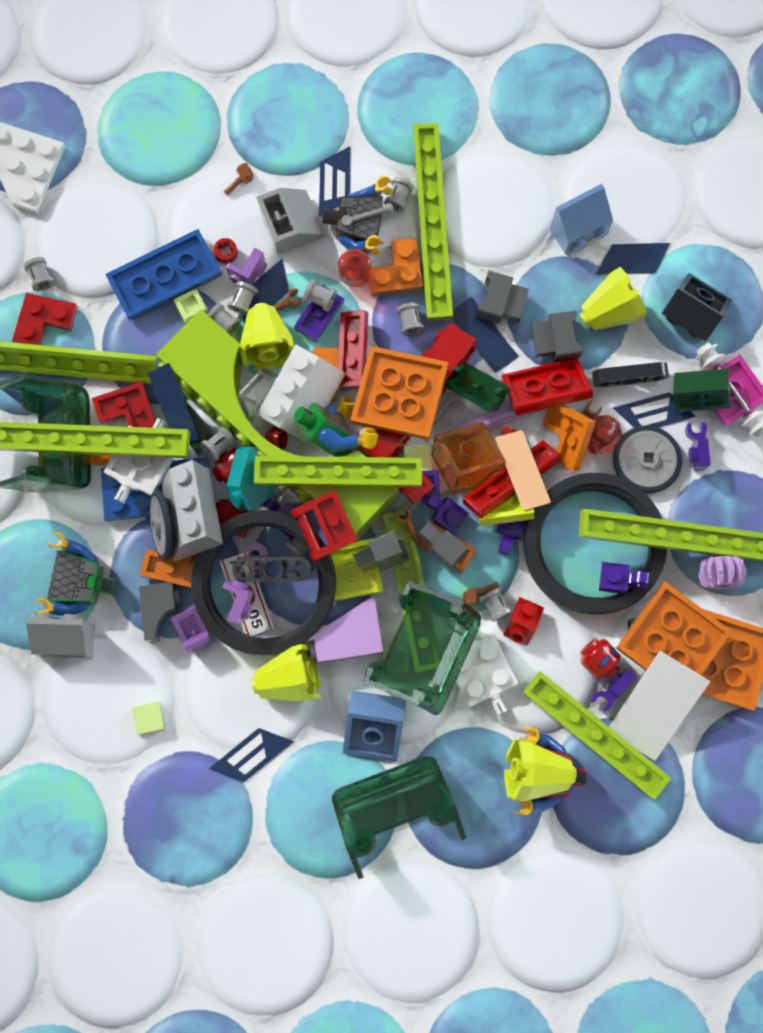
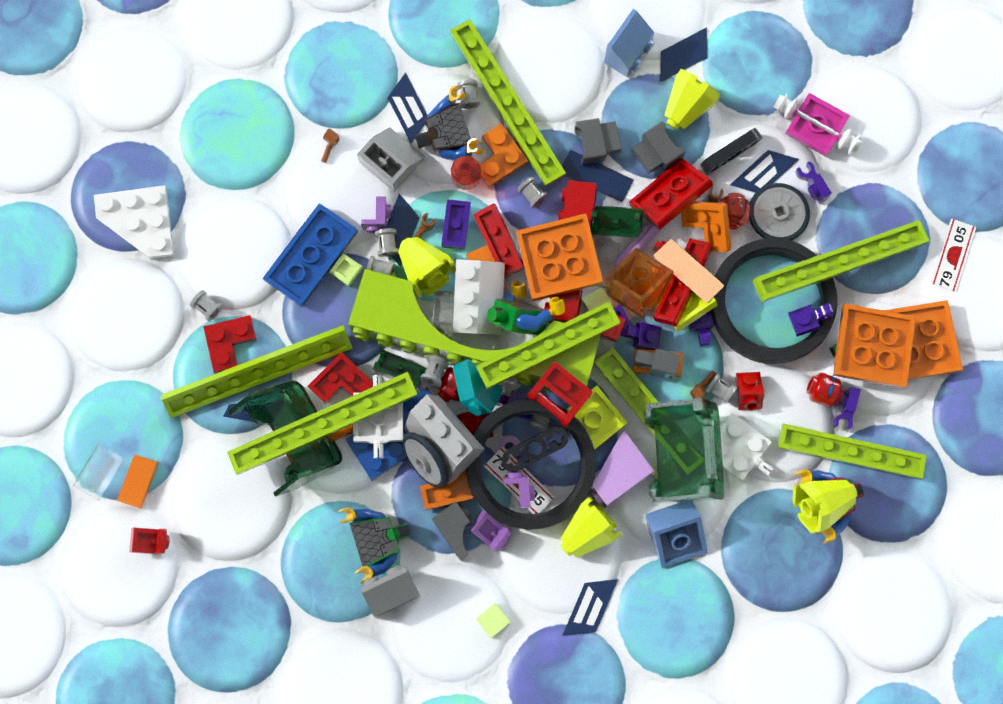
camera: 30 degrees left, 0 degrees up
(171, 400) = (379, 355): dark blue sticker -> none
(221, 243) = (350, 218): red bush -> none
(277, 437) = (476, 341): red plate -> none
(319, 295) = (451, 209): light grey bush -> none
(347, 220) = (440, 137): light grey hinge -> none
(383, 552) = (615, 390): dark grey piece -> none
(391, 801) = (722, 582): clear green windscreen -> none
(405, 519) = (615, 356): dark orange hand -> none
(658, 705) = (888, 403): white piece -> none
(697, 307) = (756, 70): black slope -> none
(702, 390) = (794, 136): dark green hinge -> none
(721, 572) = (883, 274): lavender gear -> none

